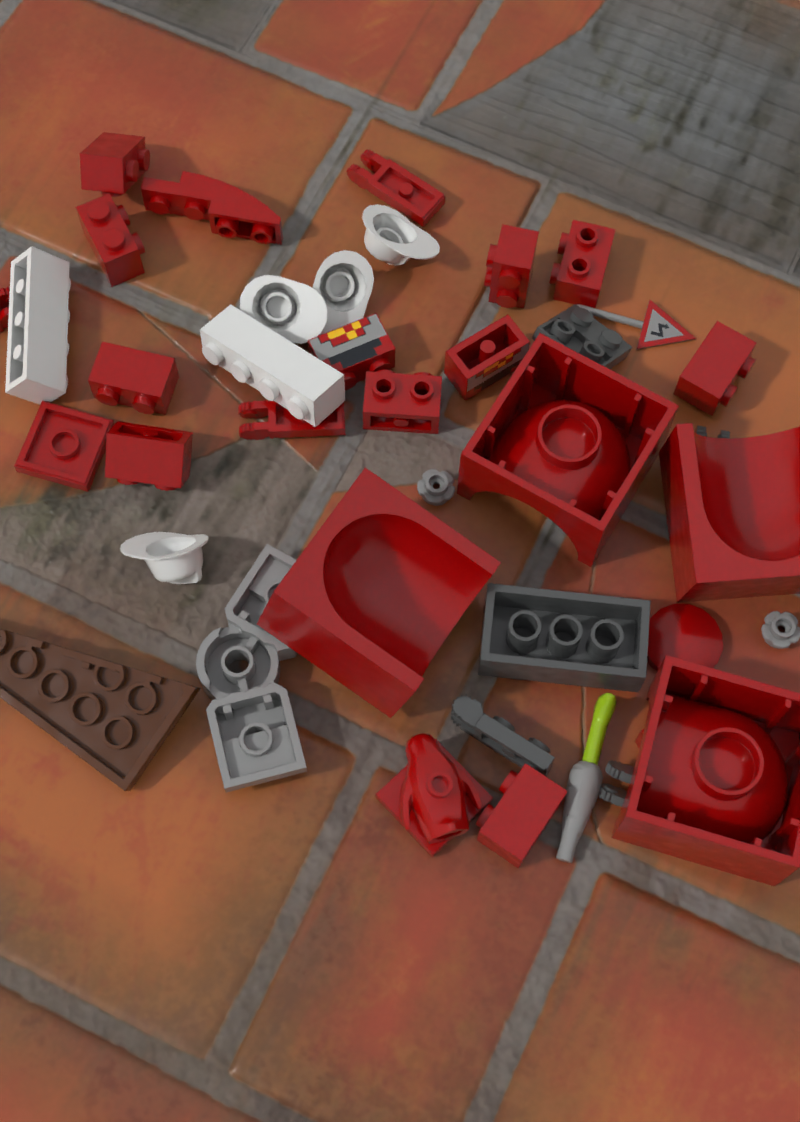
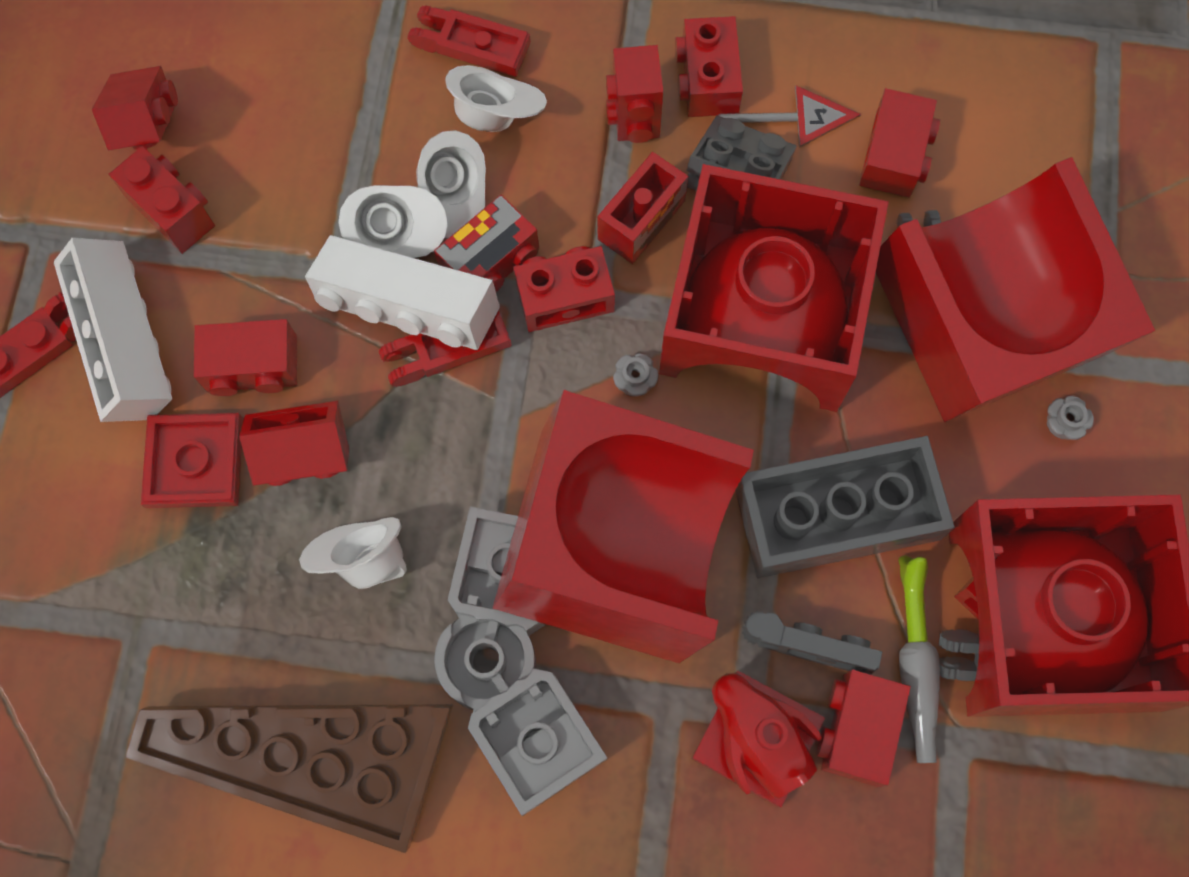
camera: 15 degrees left, 5 degrees up
(226, 207) = (286, 120): red slope -> none
(685, 634) = (972, 463): red dish -> none

